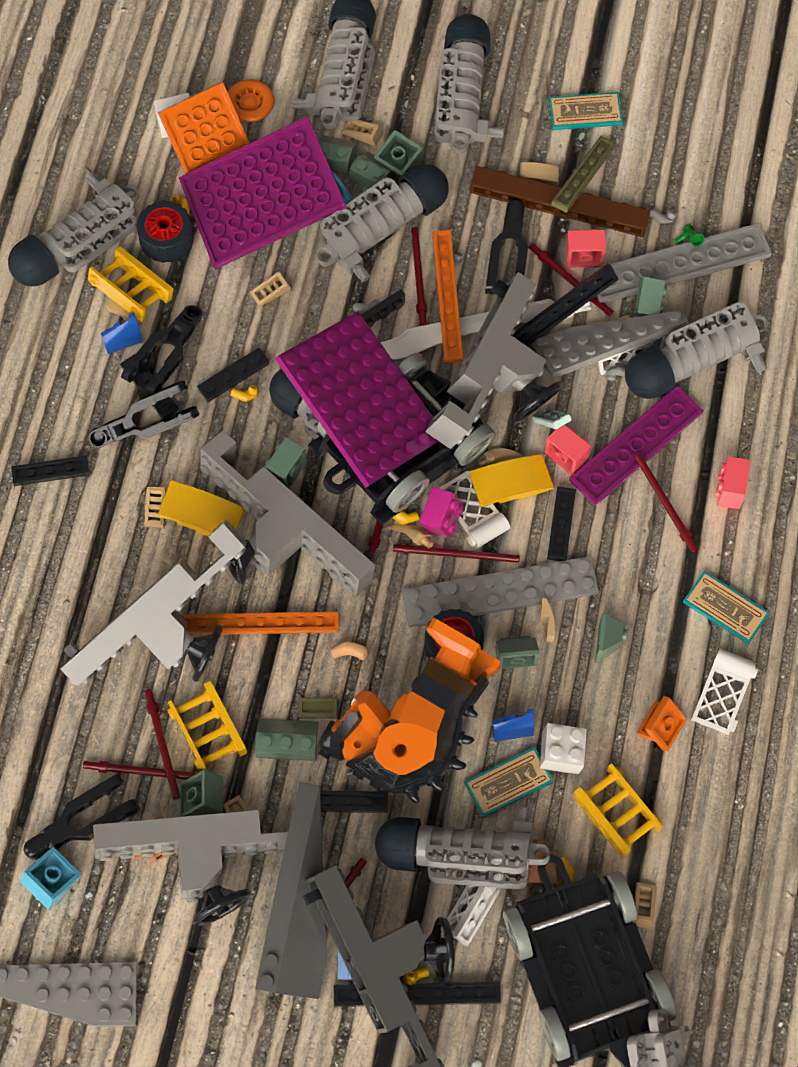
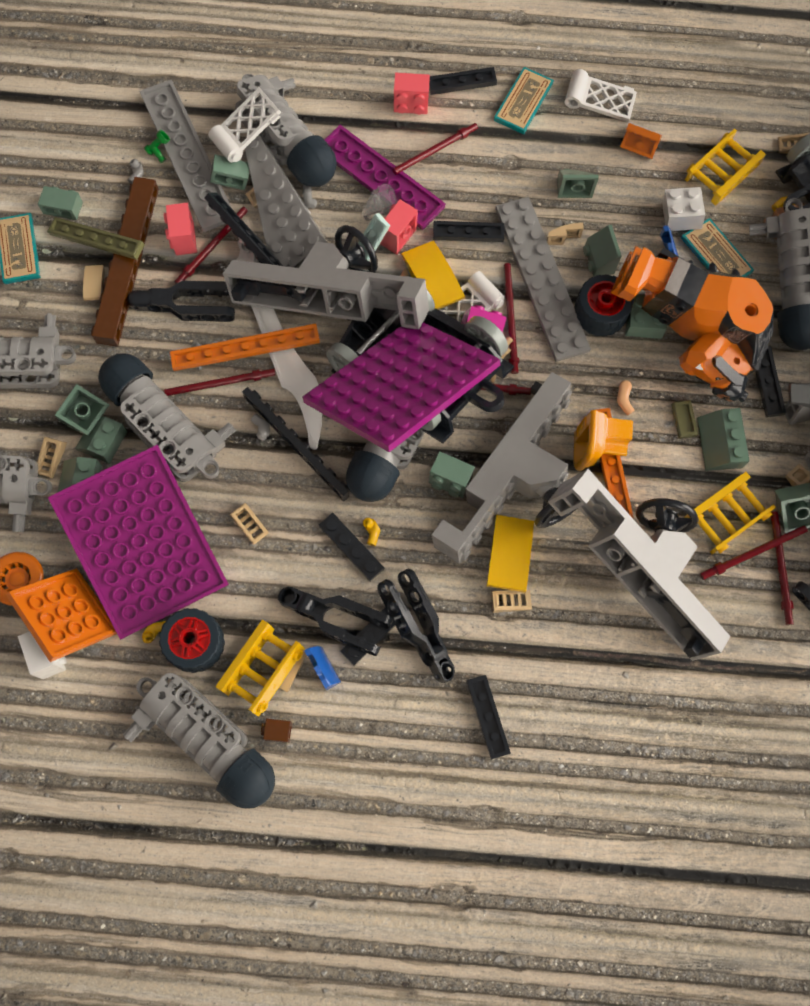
camera: 100 degrees left, 5 degrees up
(73, 295) = (276, 730): none -> reddish brown brick
(298, 599) = (600, 436): none -> light orange piece
(600, 437) = (379, 202): none -> clear slope
(630, 147) = (60, 202): none -> sand green brick
(679, 292) = (227, 141): none -> white piece
(754, 543) = (462, 80): none -> black plate

